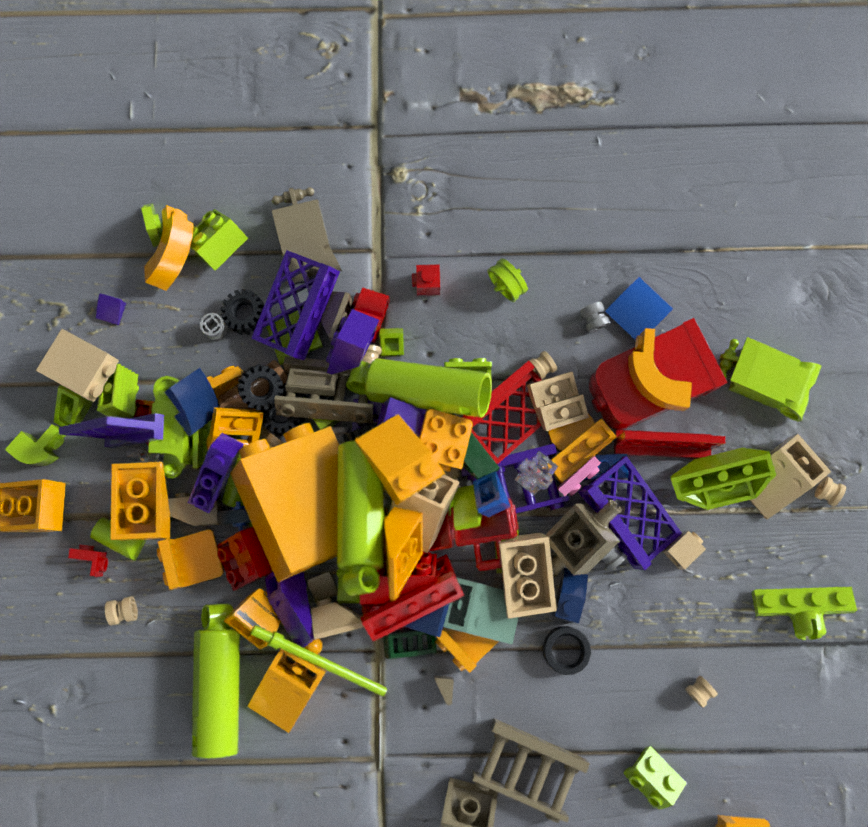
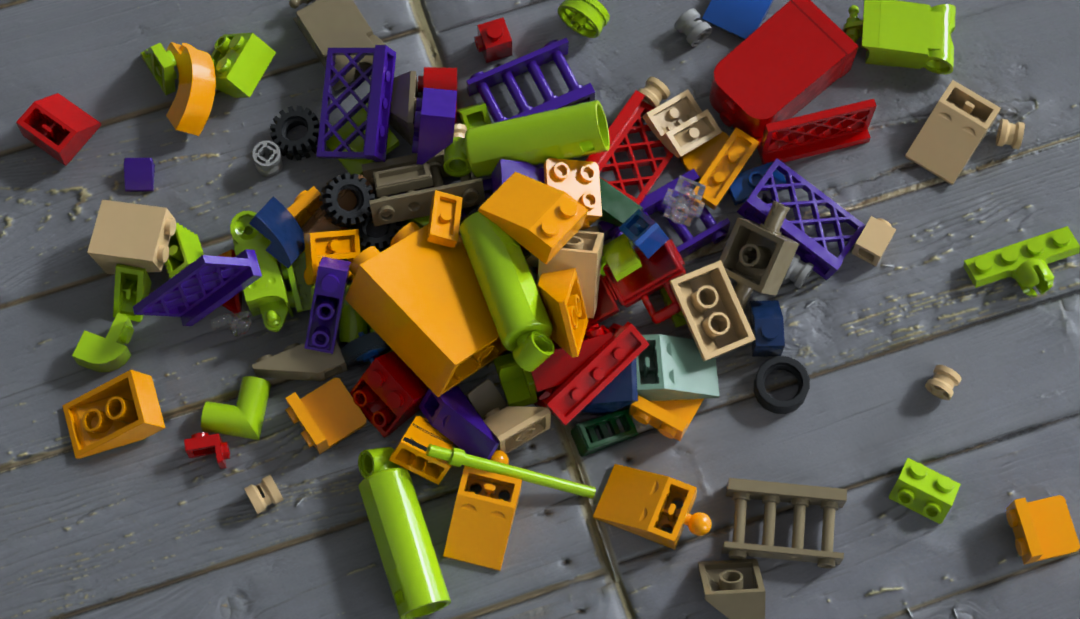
camera: 20 degrees left, 10 degrees down
(57, 249) = (57, 127): none -> red slope
(139, 502) = (252, 359): light orange slope -> none
(330, 432) = (444, 219): none -> light orange plate
(420, 717) = (645, 505): none -> light orange slope
(434, 354) = (553, 50): none -> dark purple fence
(445, 685) = (659, 462): dark tan slope -> none
(571, 484) = (738, 186): bright pink plate -> none
(650, 382) = (777, 67): light orange arch -> none
(724, 478) = (891, 151): lime wedge -> none

